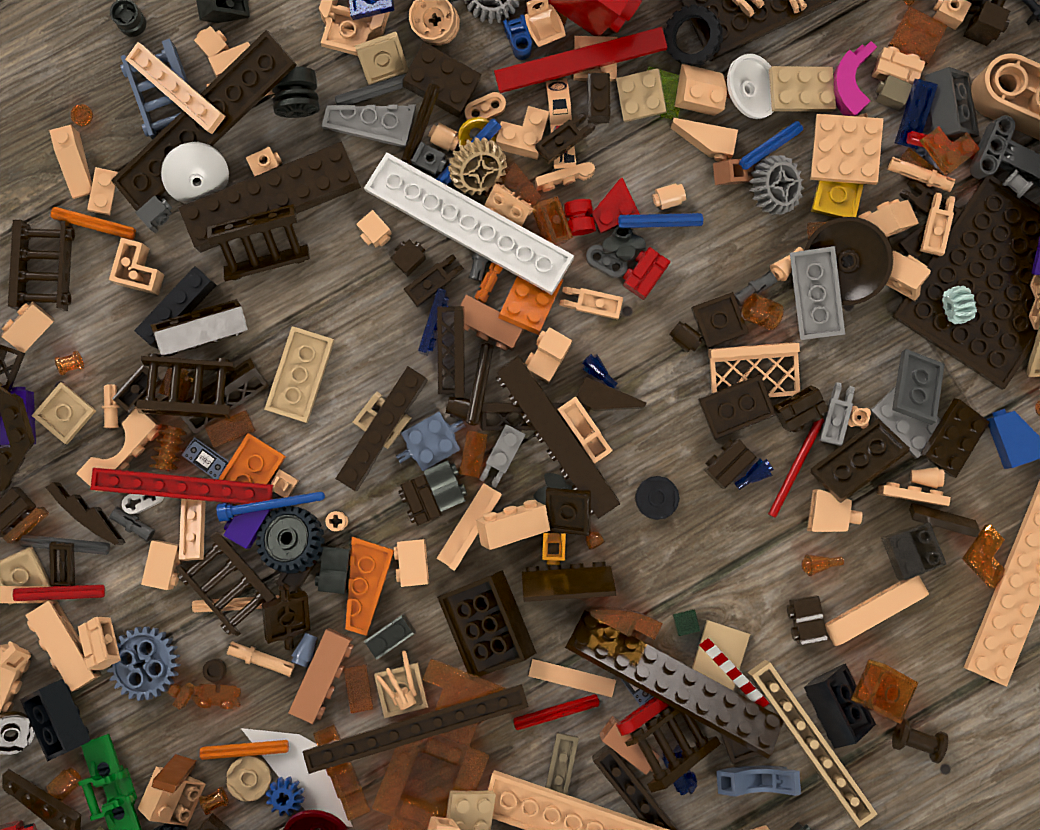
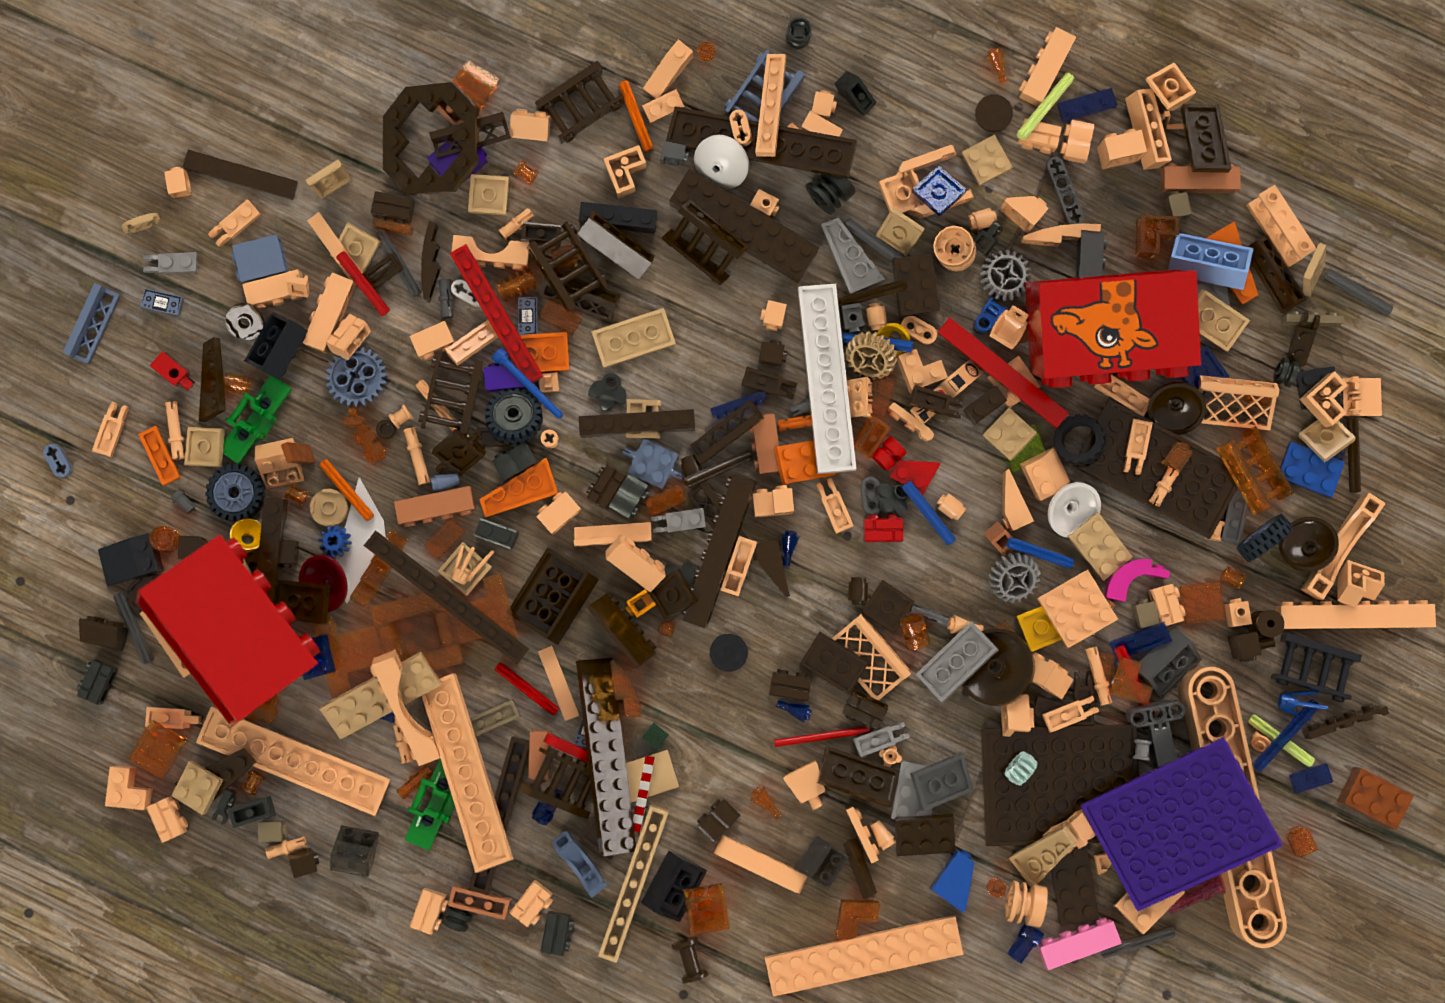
camera: 50 degrees right, 0 degrees up
(177, 127) = (745, 127): none -> light nougat beam
(212, 647) = (400, 416): none -> light nougat bush
(333, 437) = (606, 393): none -> pearl dark grey plate

